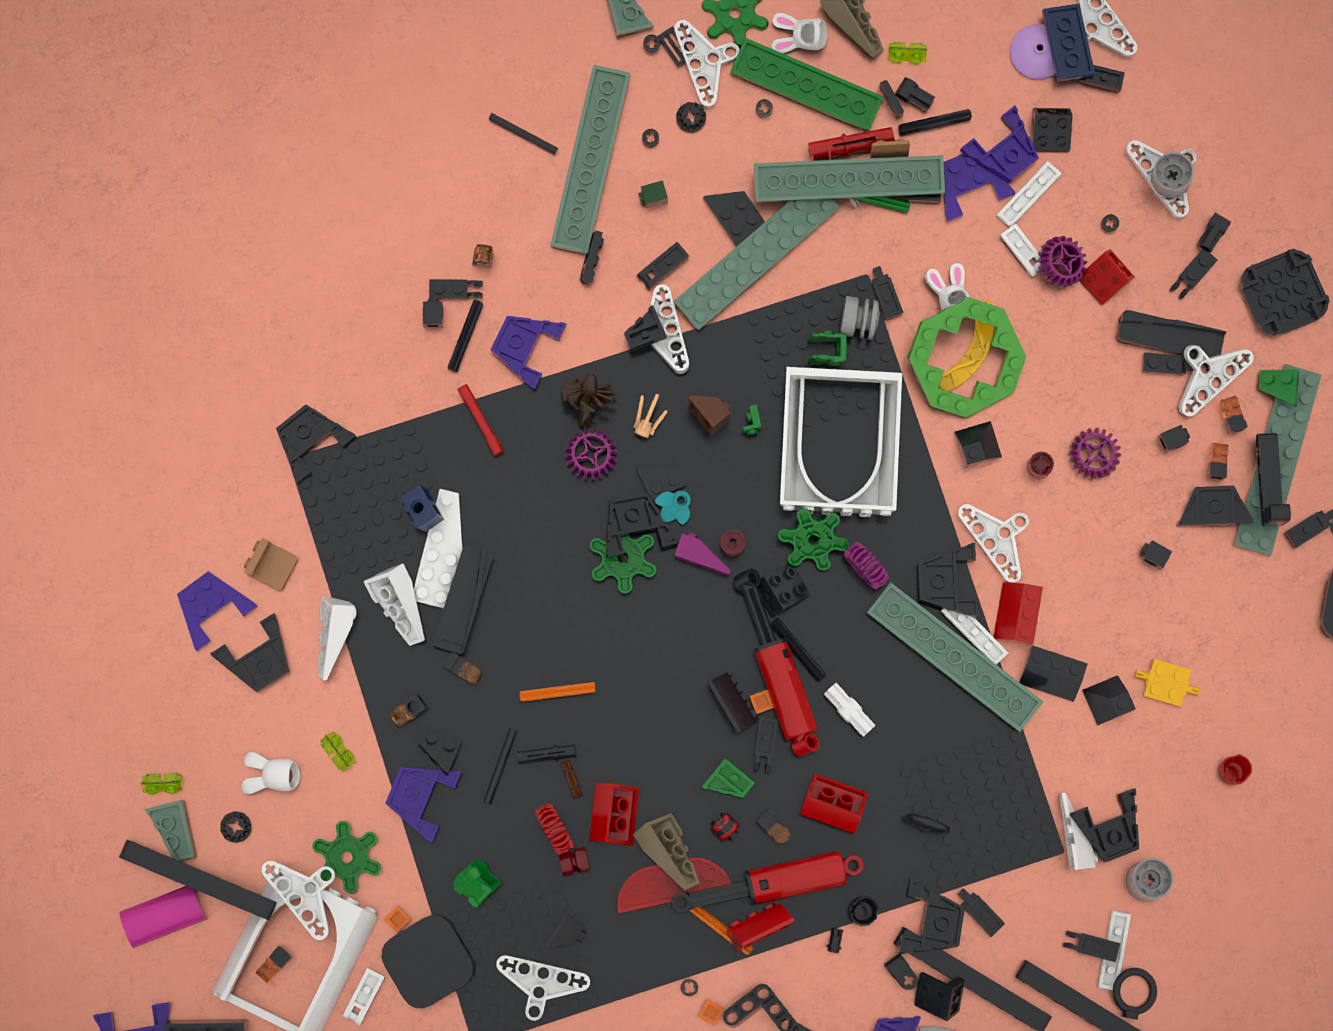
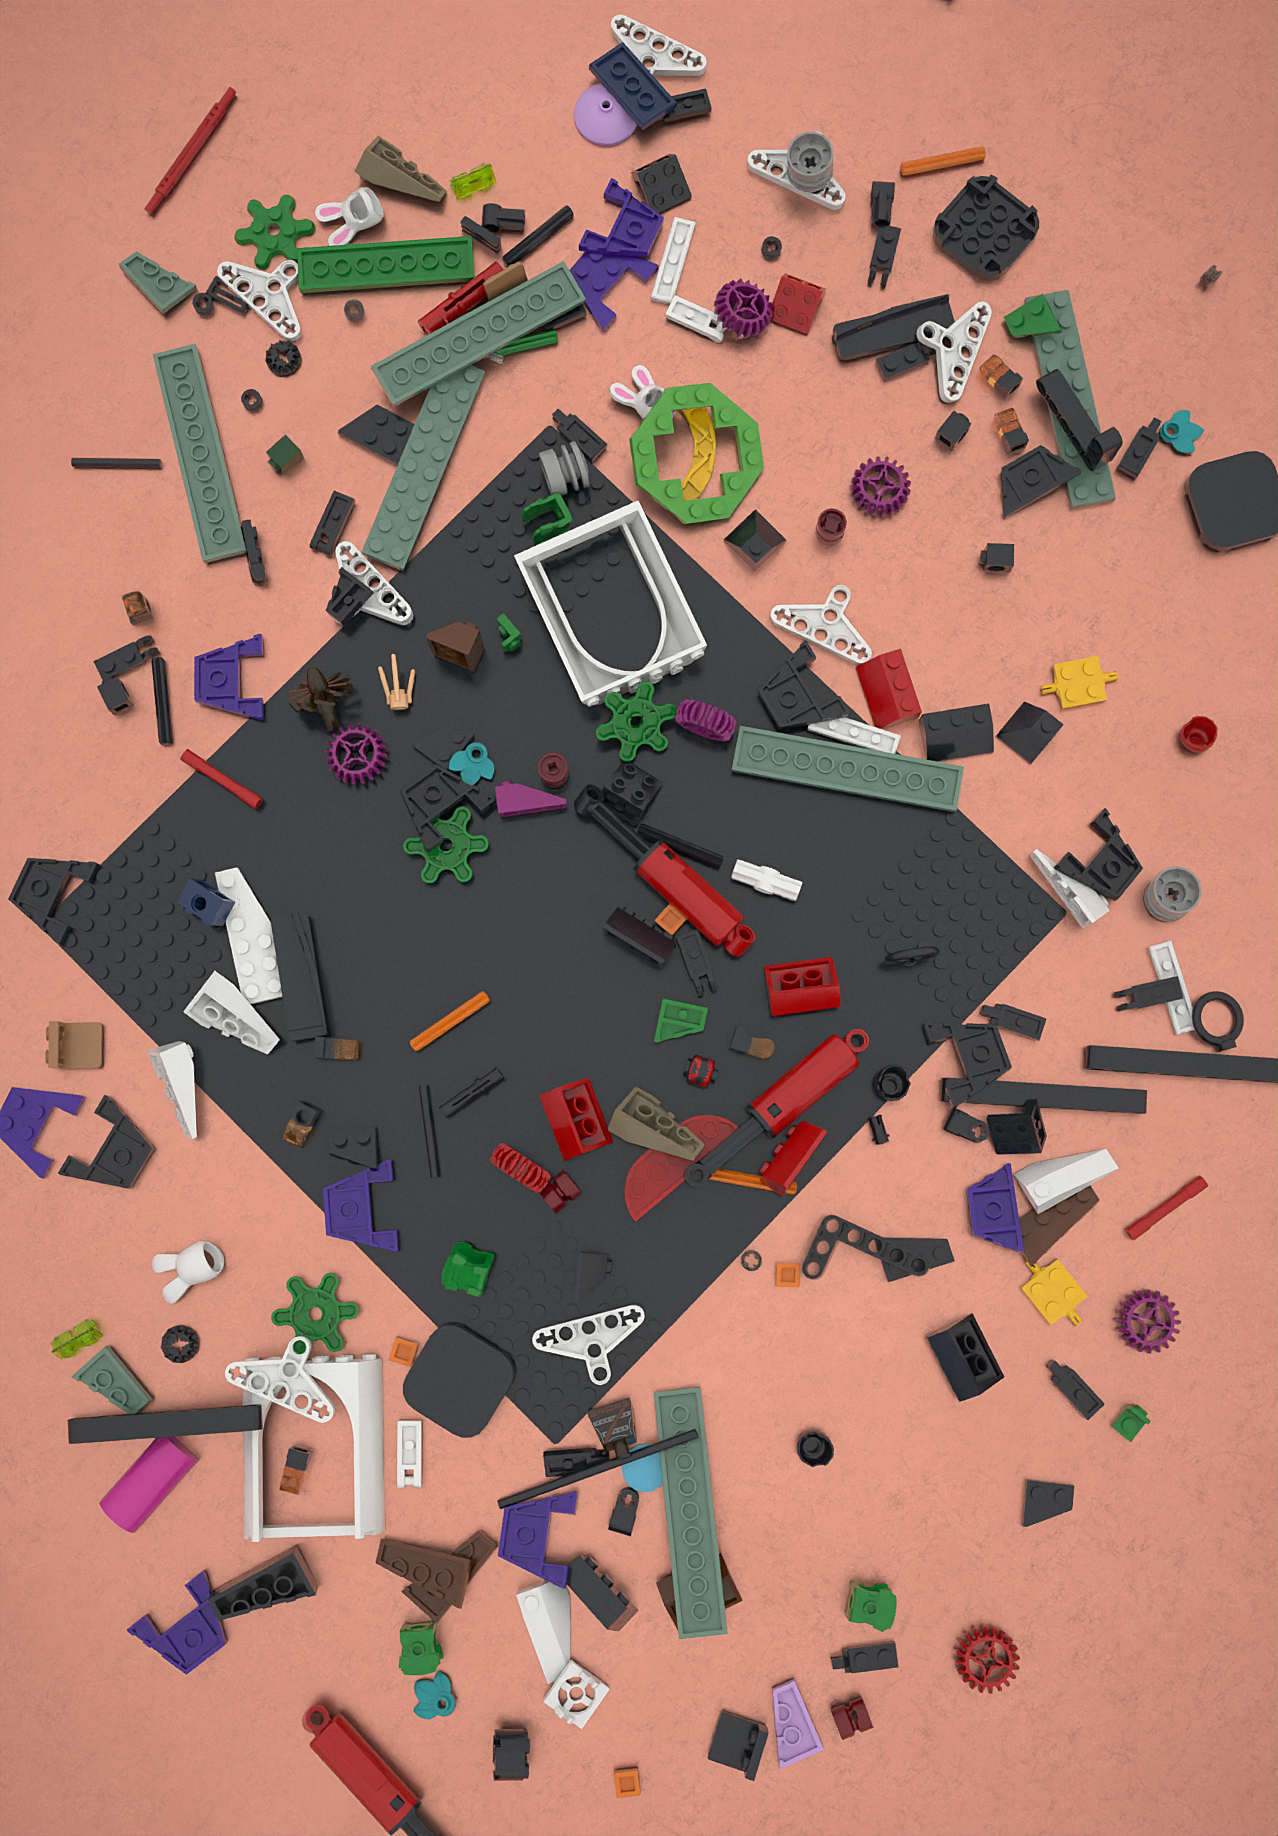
camera: 20 degrees left, 0 degrees up
(332, 744) = (239, 1200): clear neon green hinge -> none
(571, 779) = (512, 1105): reddish brown axle -> none
(1279, 223) = (942, 161): none -> orange axle

